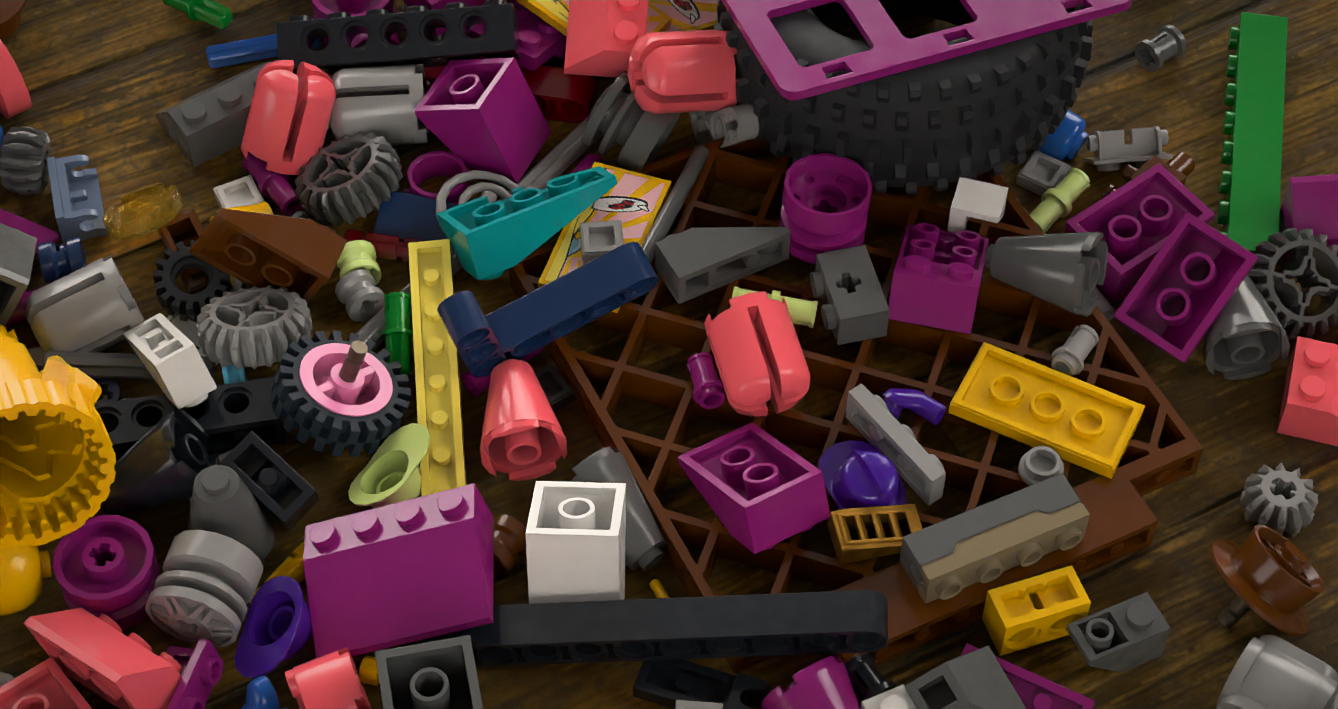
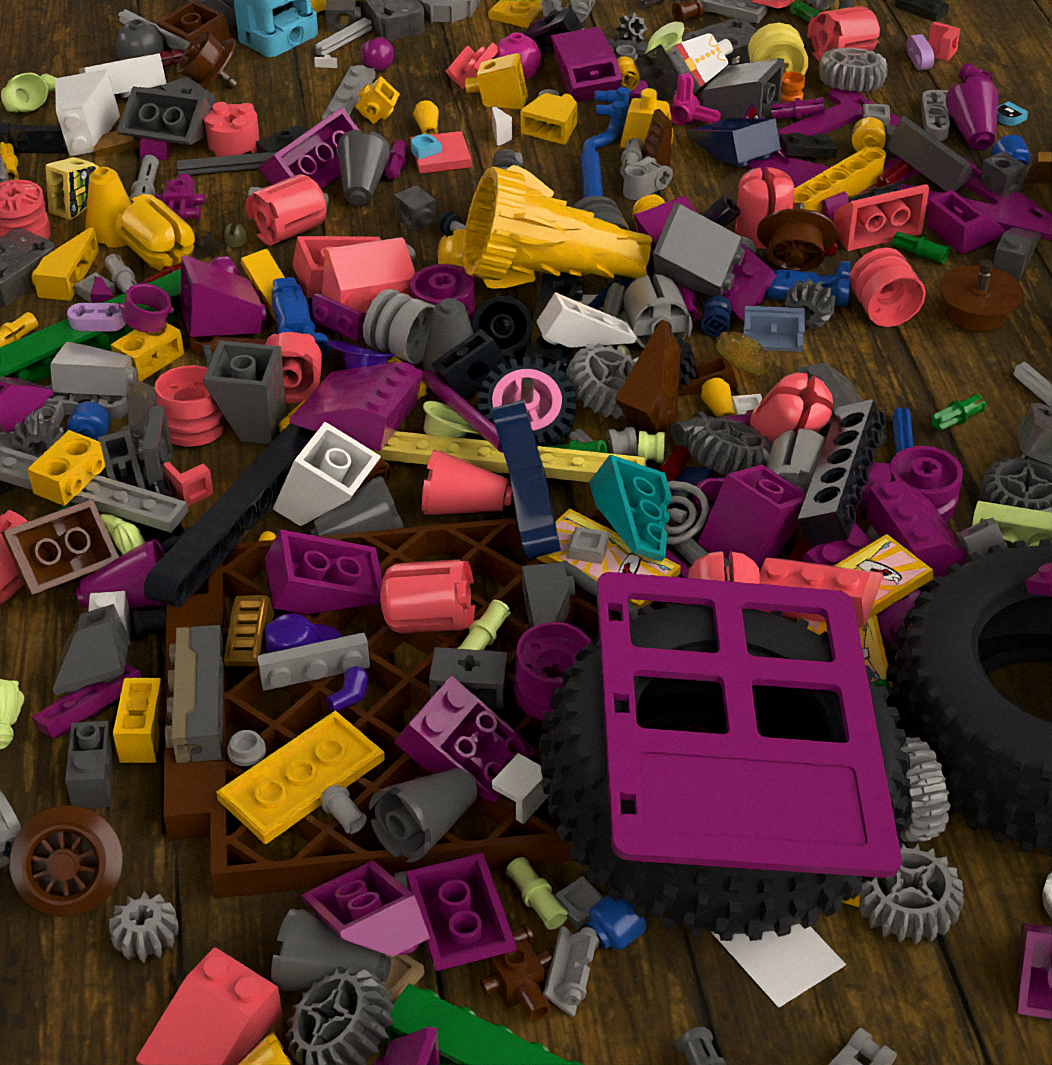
camera: 110 degrees right, 10 degrees down
(371, 456) = (462, 408): none -> magenta piece

